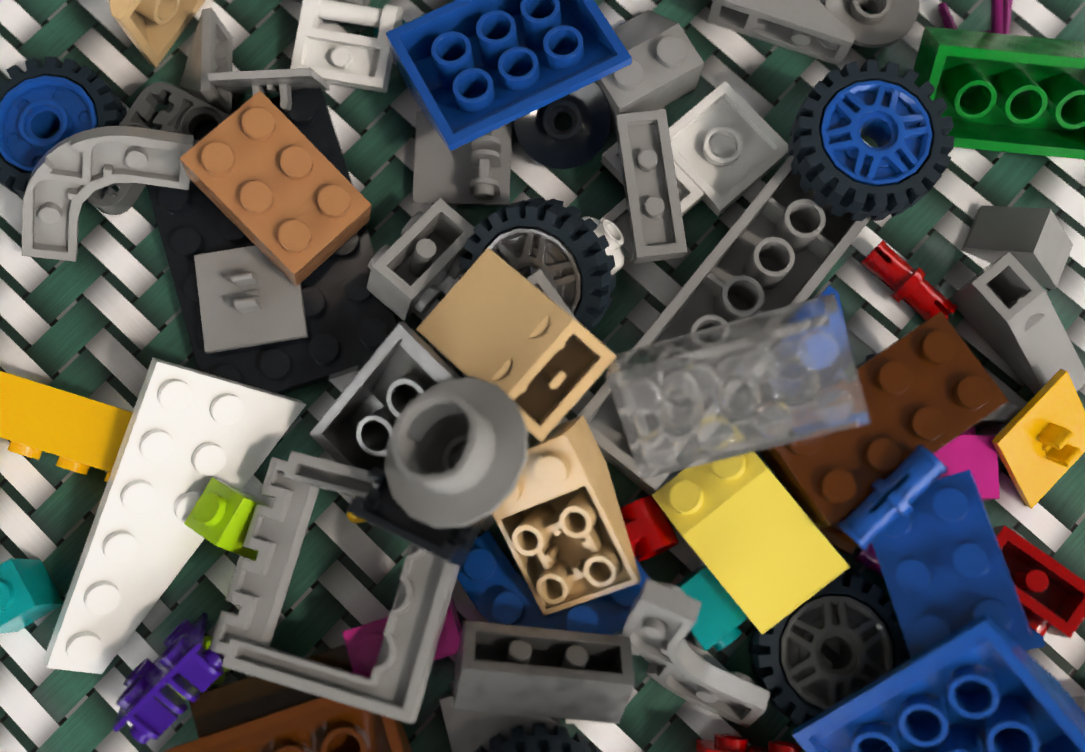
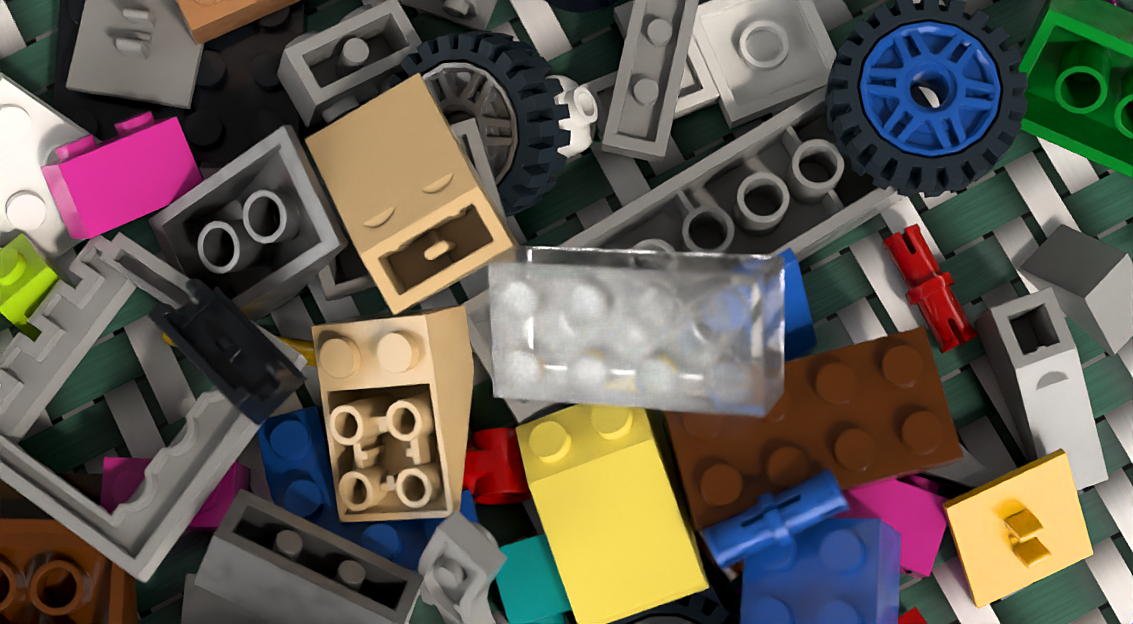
camera: 25 degrees right, 0 degrees up
(276, 407) = (122, 176): none -> dark pink brick
(456, 452) = (290, 290): light grey helmet -> none

